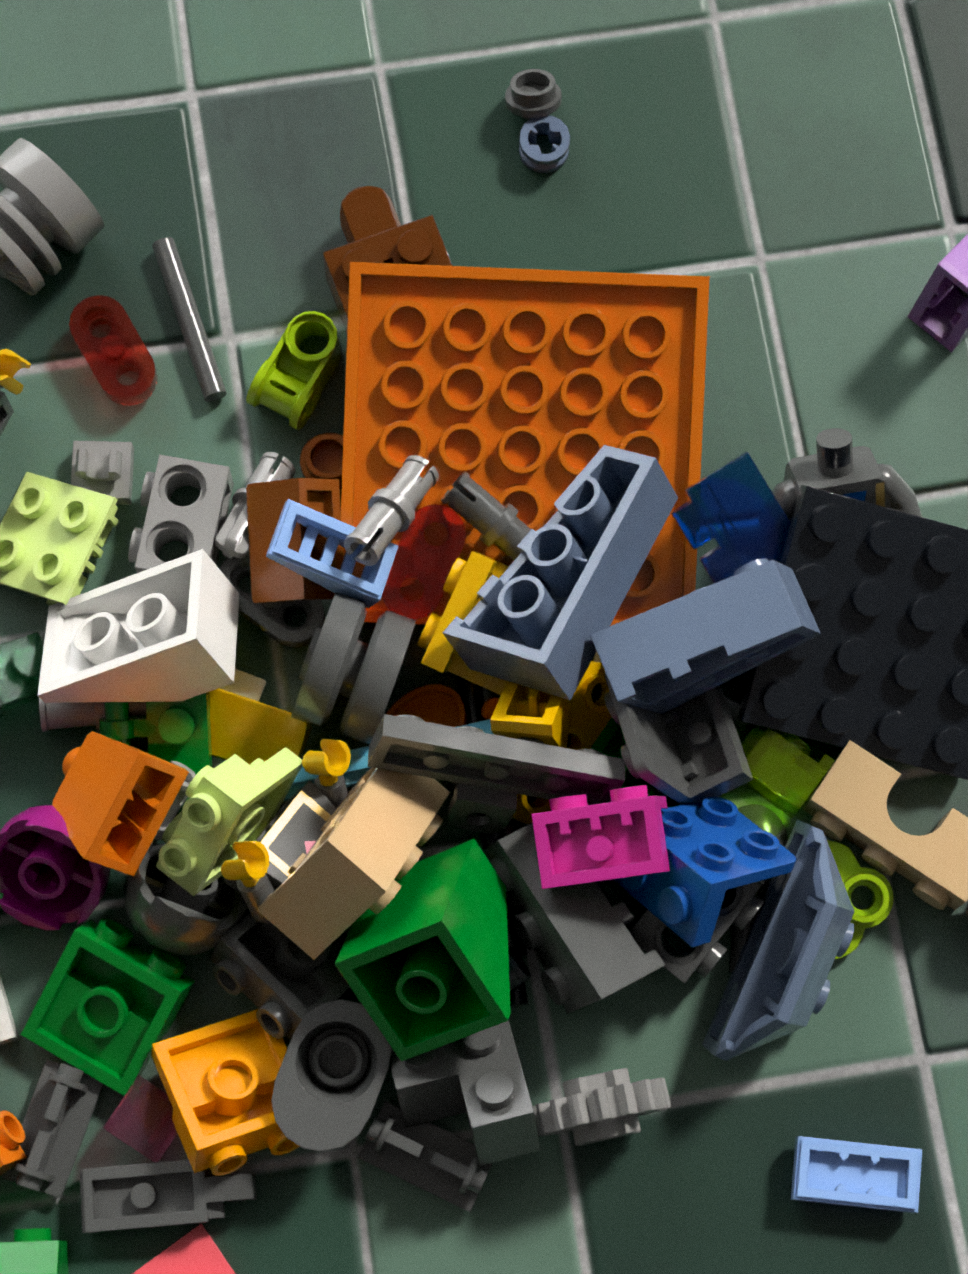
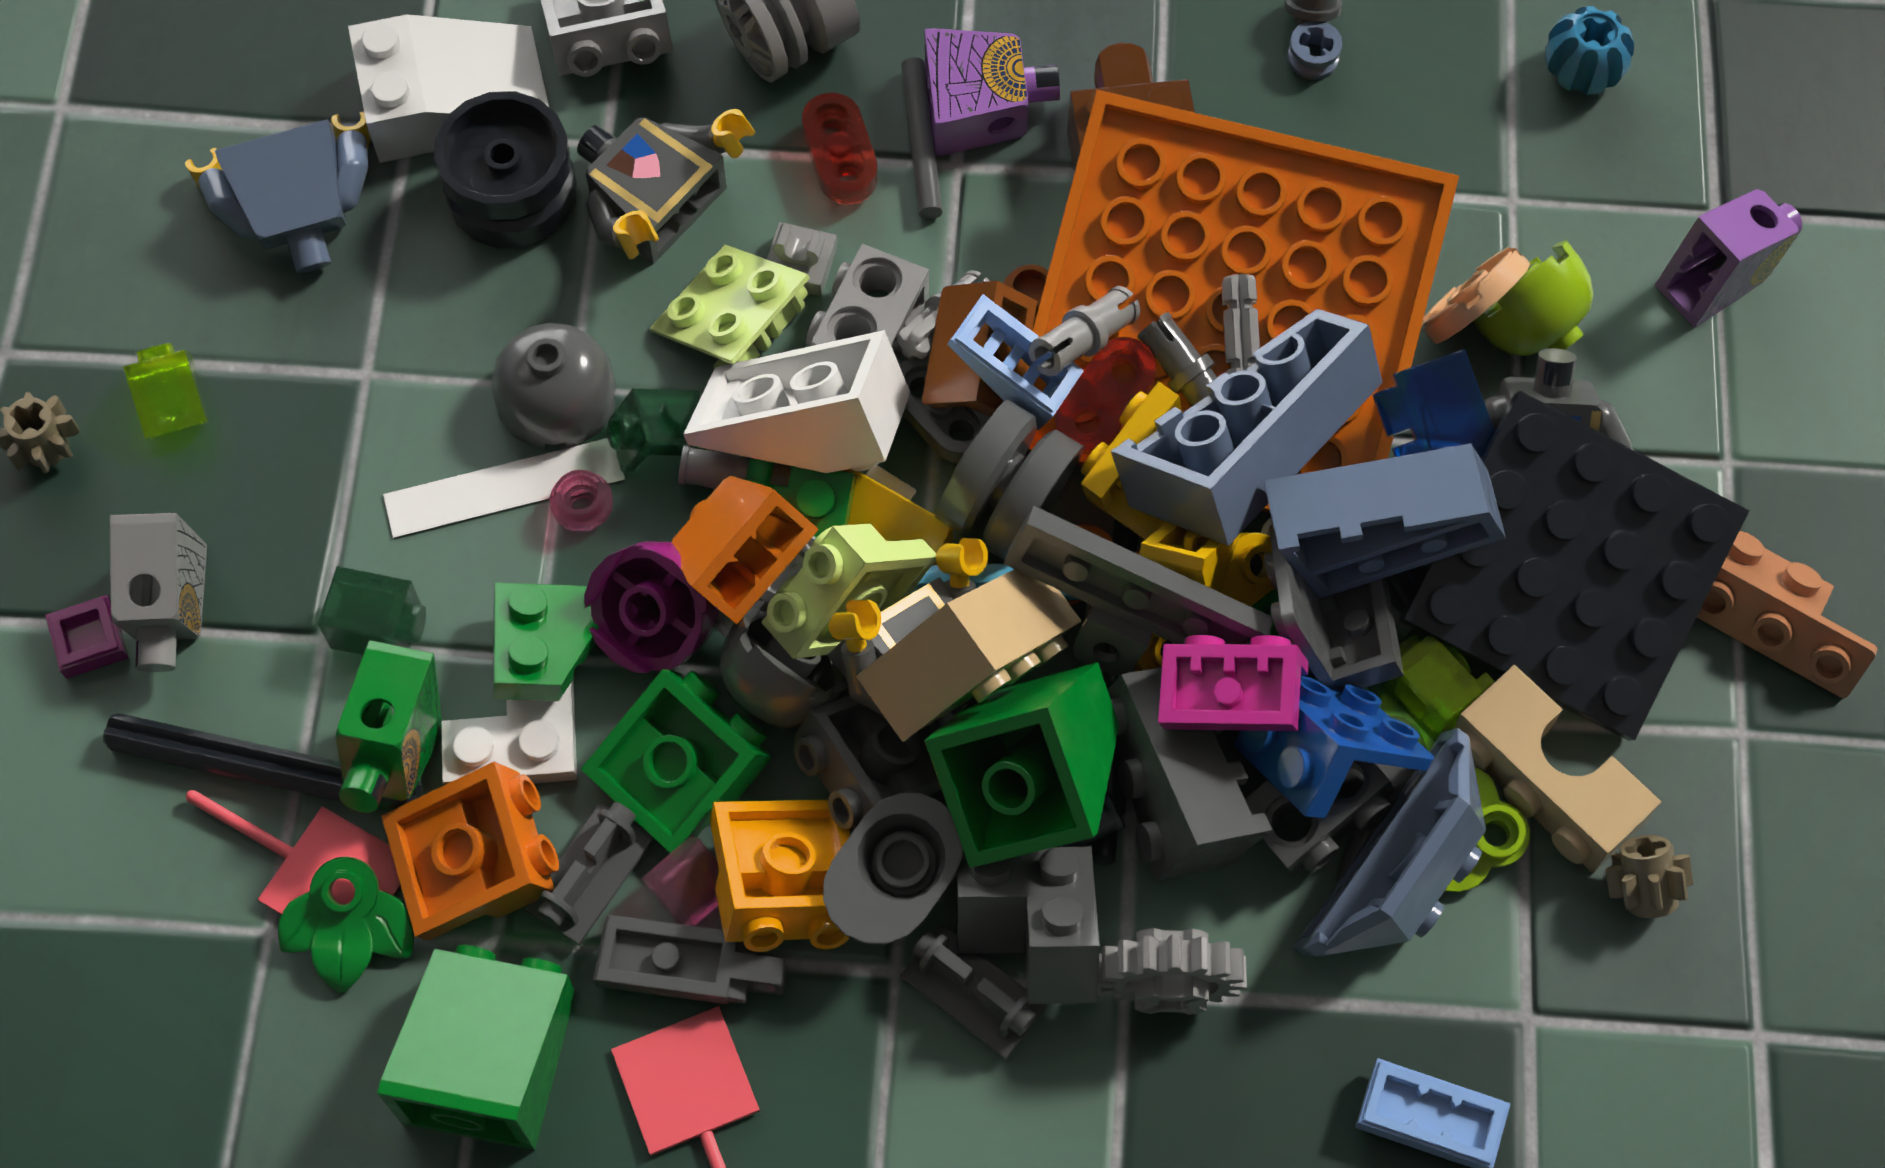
camera: 15 degrees right, 10 degrees down
(235, 258) = (981, 88): none -> medium lavender torso
(294, 380) = (1014, 209): lime piece -> none
(535, 469) = (1240, 321): none -> light grey axle
(743, 384) = (1475, 296): none -> light nougat tile
(803, 370) = (1541, 306): none -> lime cylinder
(804, 92) = (1589, 50): none -> dark azure piece

